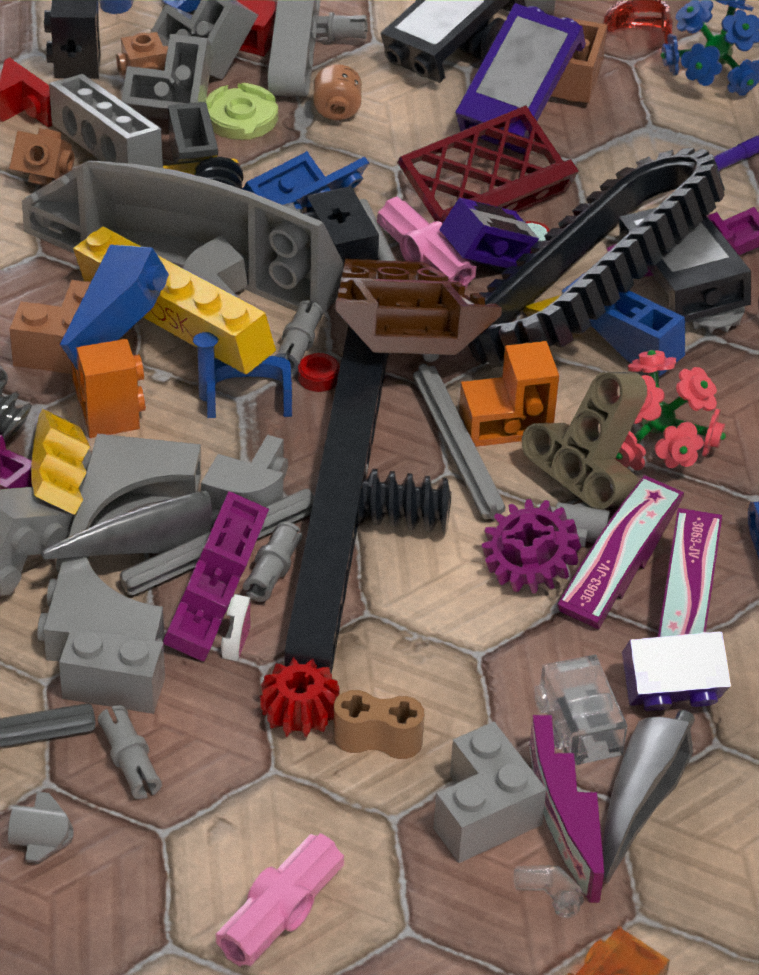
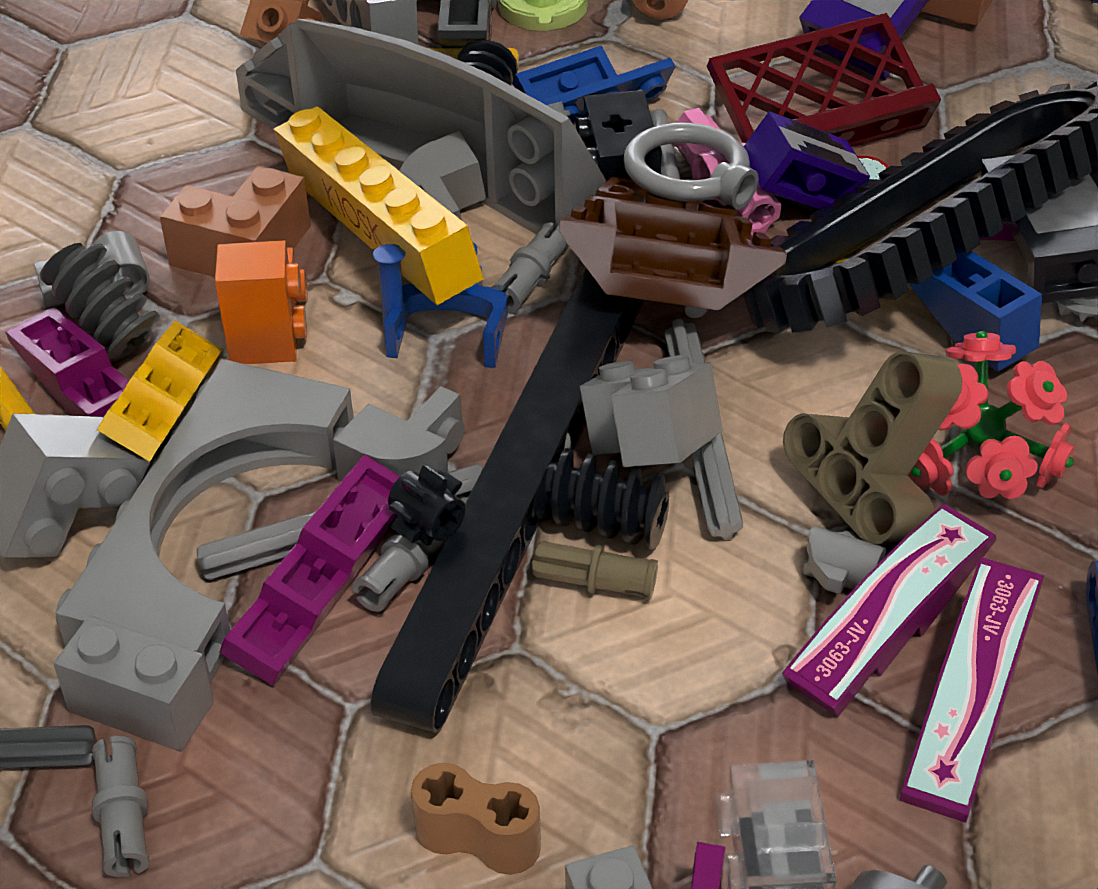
camera: 15 degrees right, 0 degrees up
(116, 298) = (289, 188): blue slope -> none
(142, 530) = (234, 493): flat silver piece -> none
(239, 627) = (329, 647): white tile -> none
(287, 520) = (426, 505): none -> black gear
(299, 697) = (375, 759): red gear -> none
(318, 372) = (540, 313): red tile -> none
(410, 551) = (595, 569): none -> dark tan axle
(426, 435) = (651, 412): none -> light grey brick
(440, 253) = (731, 181): none -> light grey piece
(505, 406) = (770, 385): orange brick -> none
(535, 541) = (769, 588): magenta gear -> none
(676, 670) = (933, 801): brick -> none

